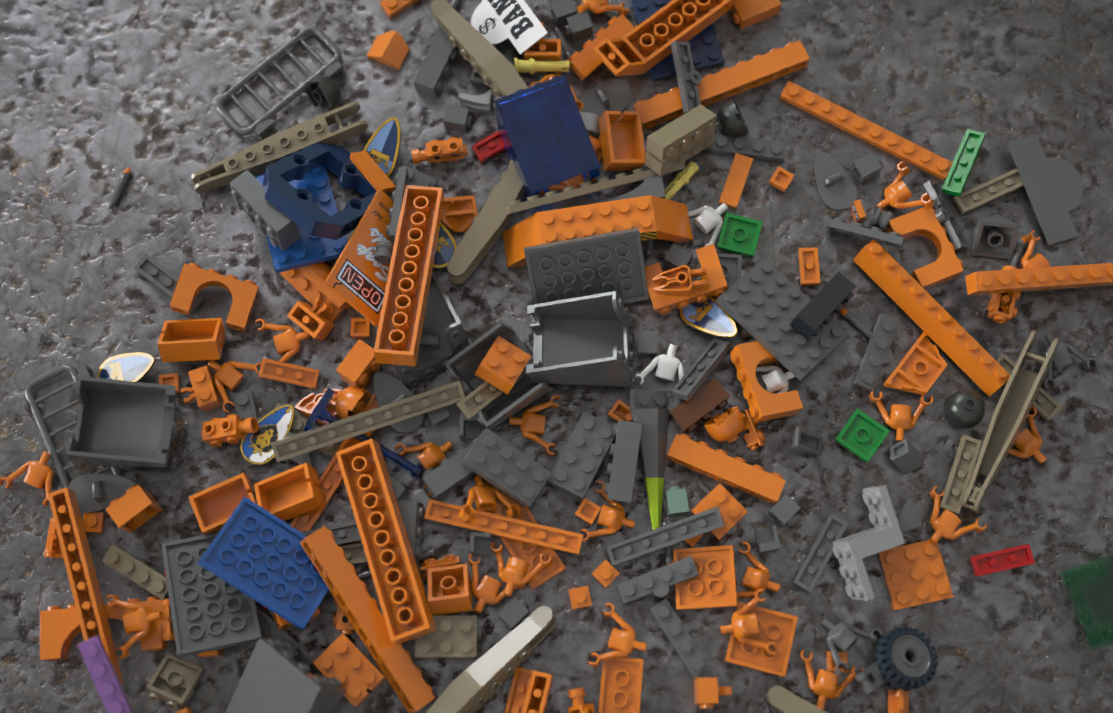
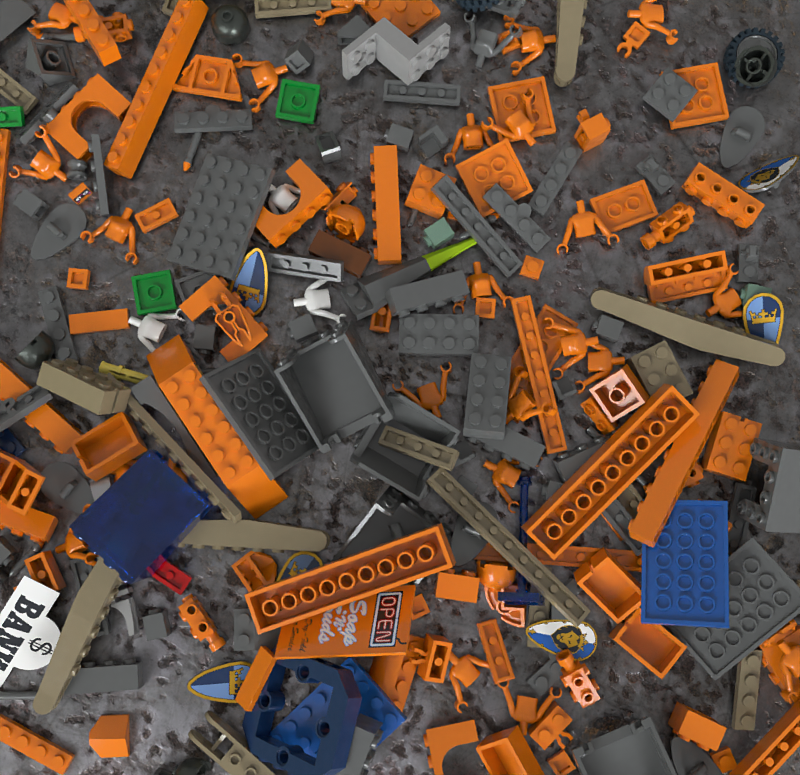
camera: 120 degrees left, 10 degrees up
(384, 252) = (339, 616): dark grey wheel -> none
(401, 180) = (255, 640): dark grey plate -> none
(502, 365) = (393, 446): orange brick -> none
(531, 66) = (66, 575): light yellow pin -> none
(580, 597) = (563, 279): orange plate -> none
(809, 228) = (117, 230): none -> orange piece
(820, 308) = (192, 182): black brick -> none

